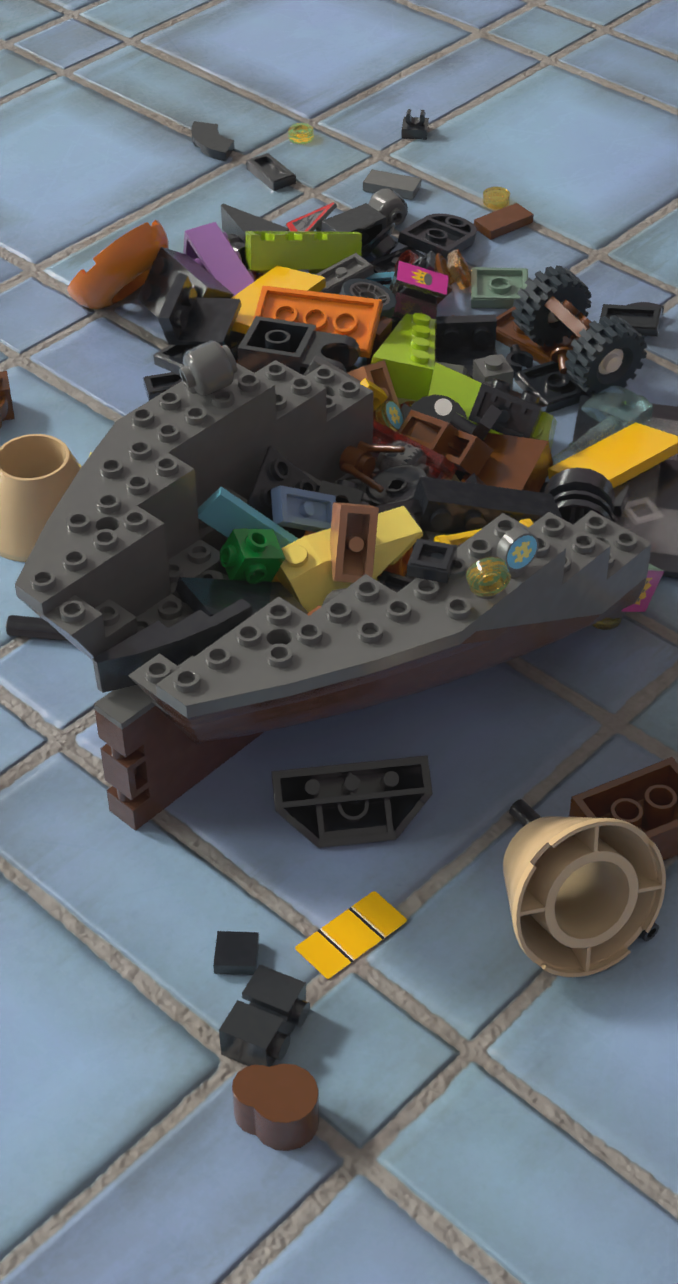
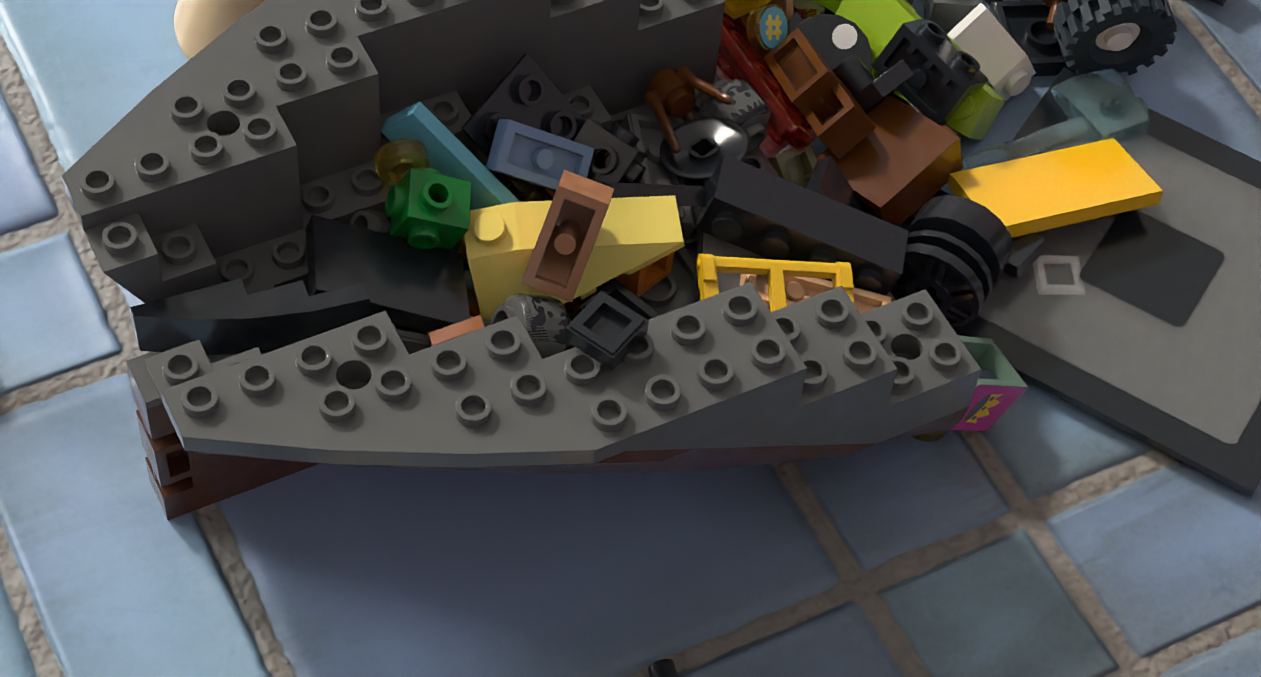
camera: 15 degrees right, 10 degrees up
(218, 530) = (397, 158): none -> clear yellow tile
(353, 799) = (443, 583): black wedge -> none
(488, 576) = (661, 385): clear yellow tile -> none
(517, 548) = (724, 354): tile -> none
(531, 380) = (995, 50): none -> white slope

